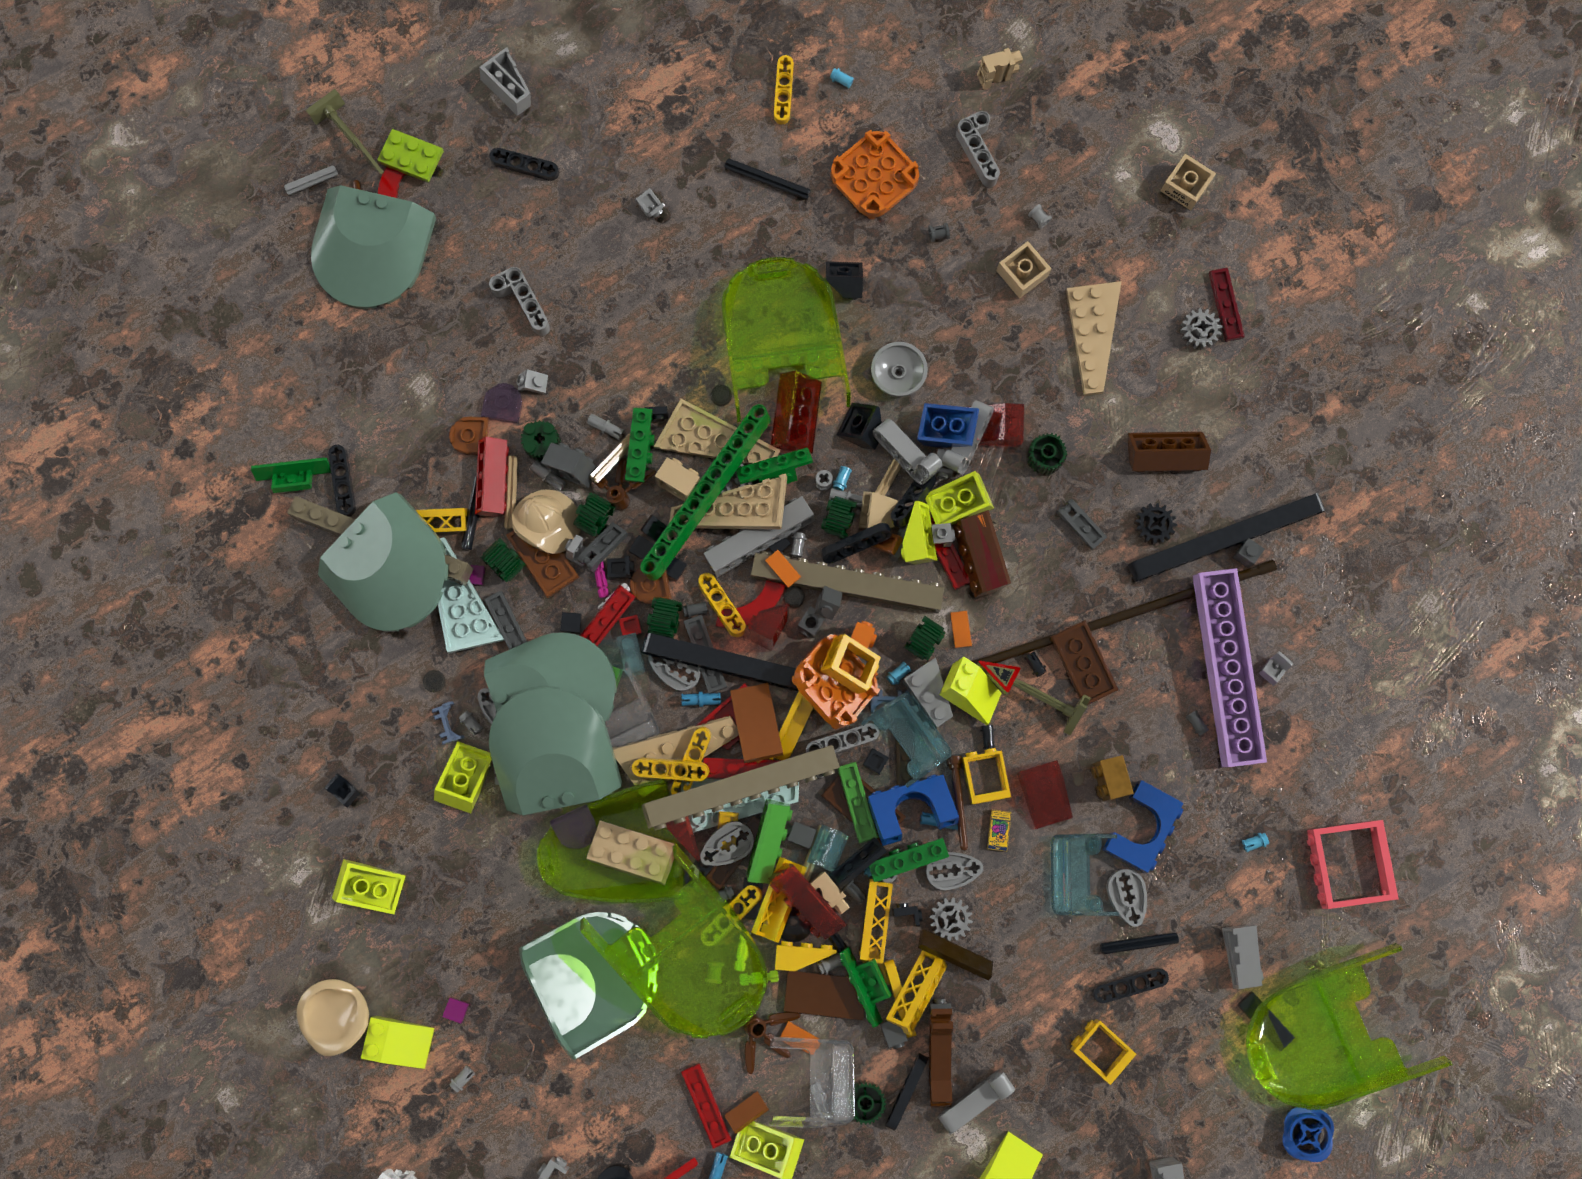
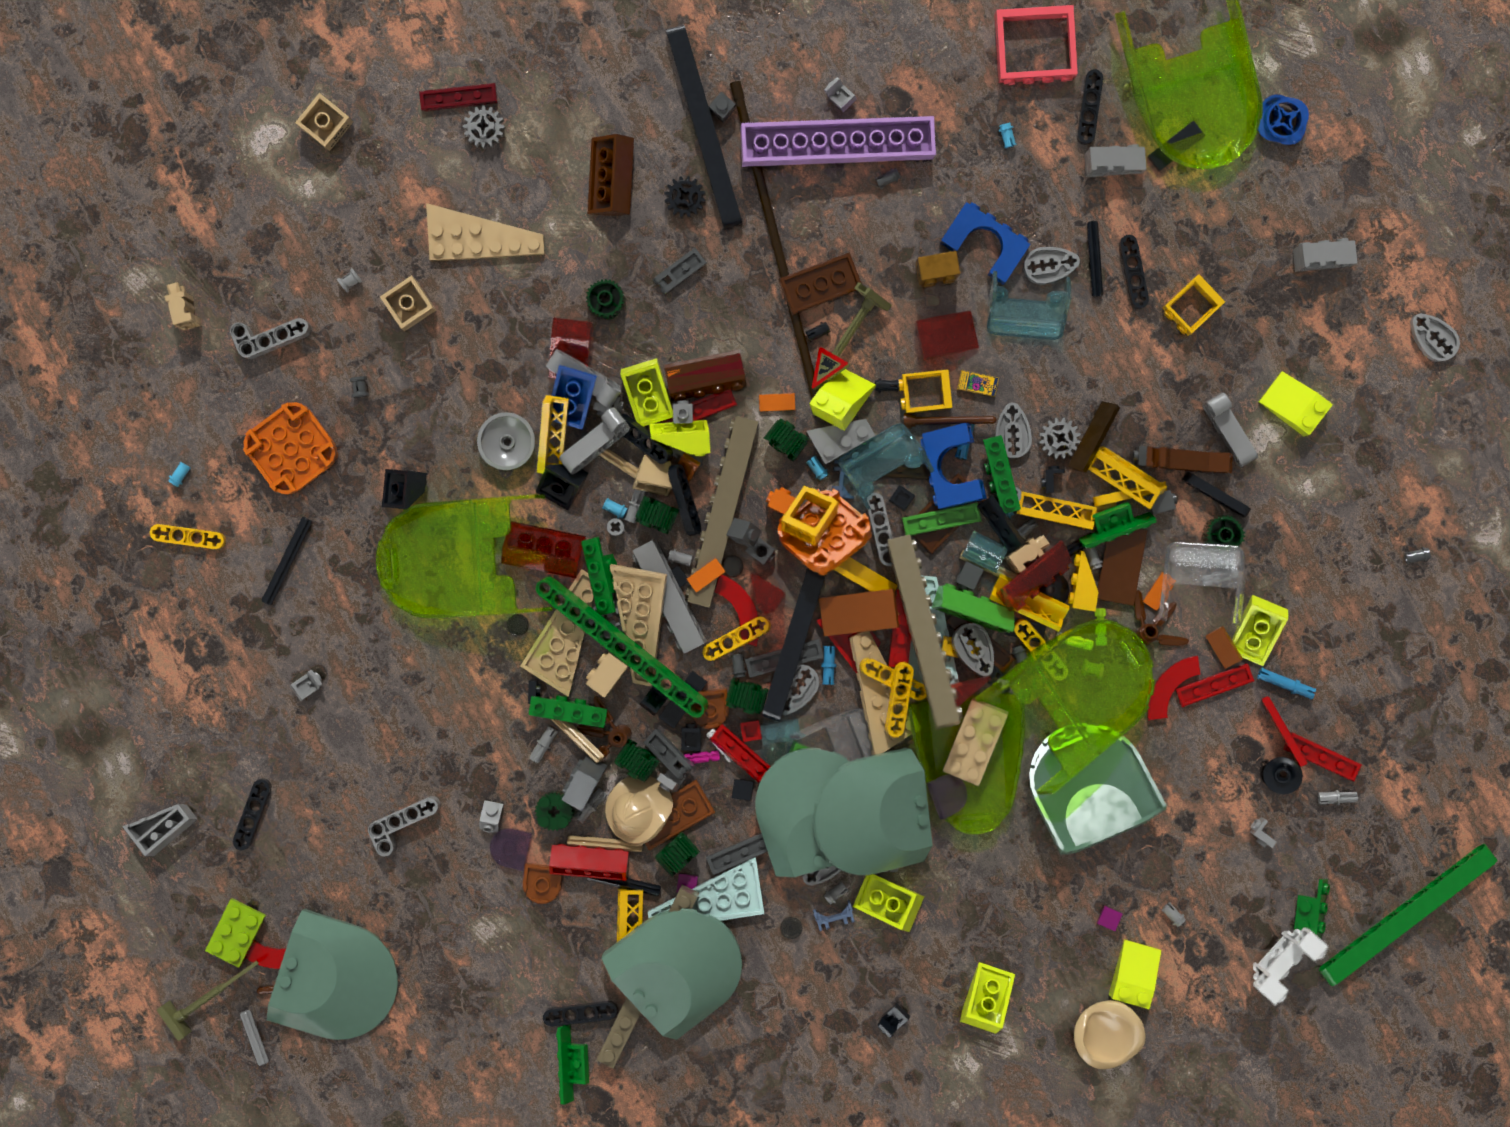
camera: 85 degrees left, 10 degrees up
(704, 1054) = (1167, 683): none -> red tile
(915, 404) = (546, 428): none -> yellow fence
(1295, 926) = (1089, 107): none -> black beam

